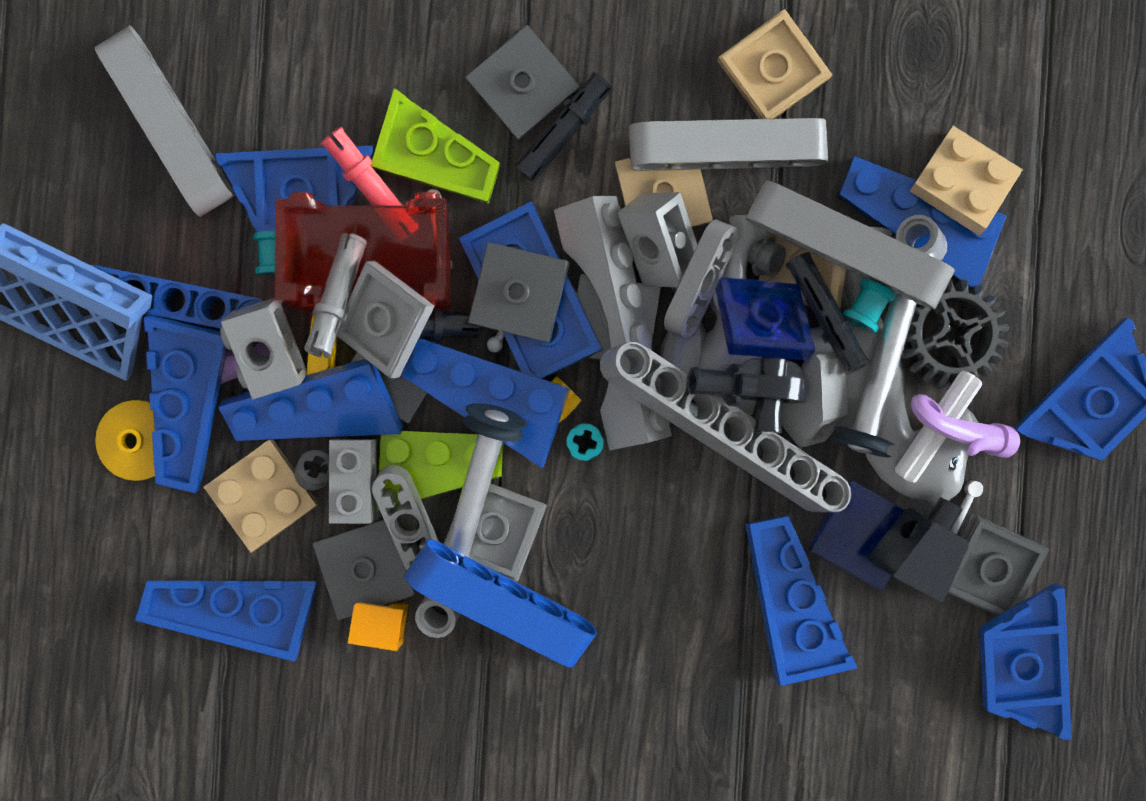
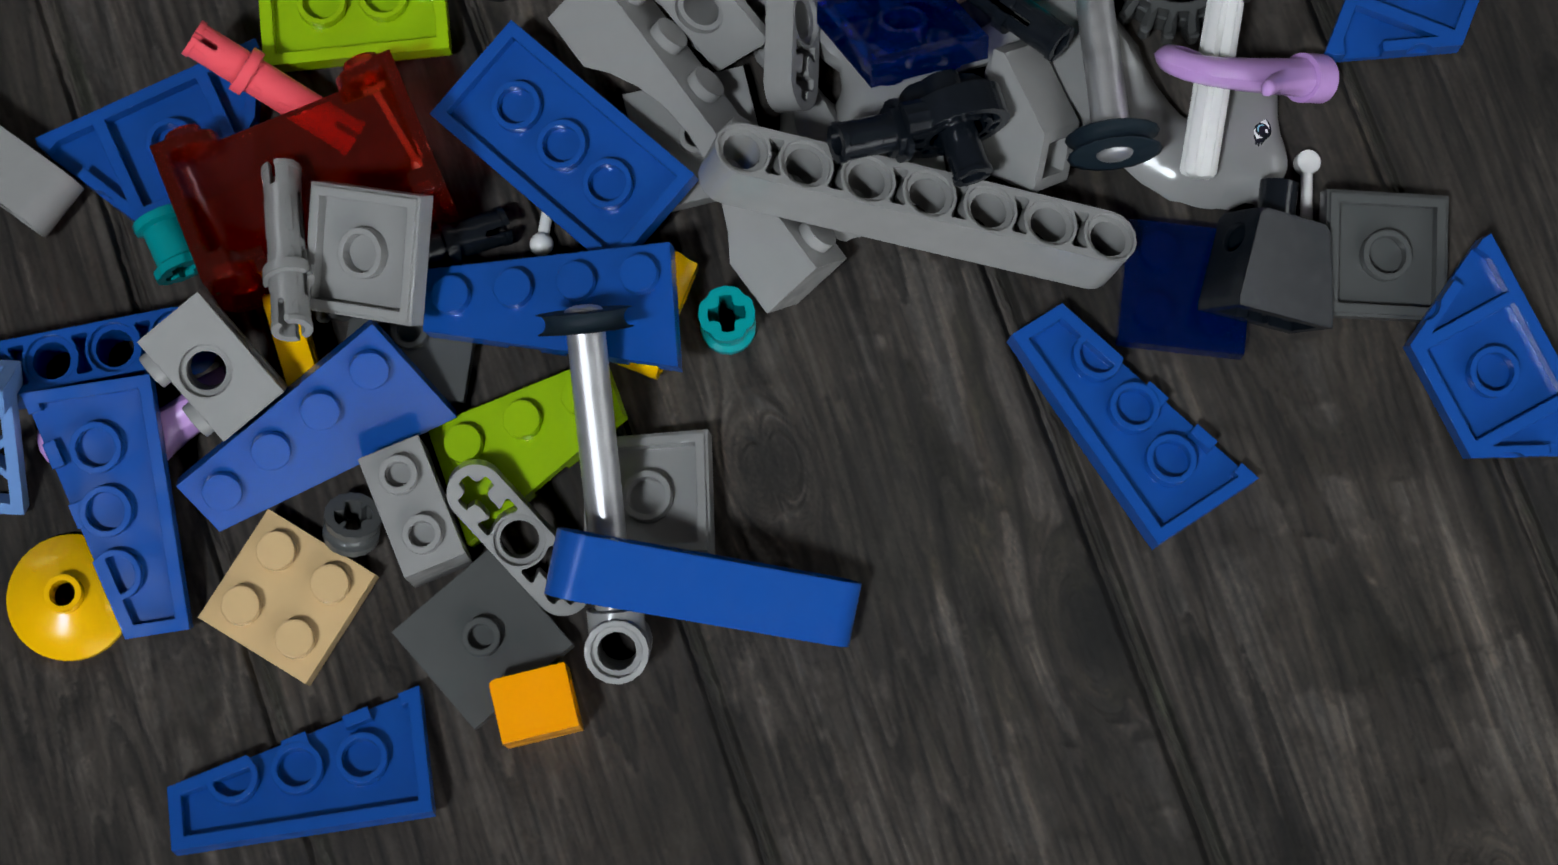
camera: 25 degrees left, 10 degrees down
(519, 292) = (545, 146): dark grey plate -> none

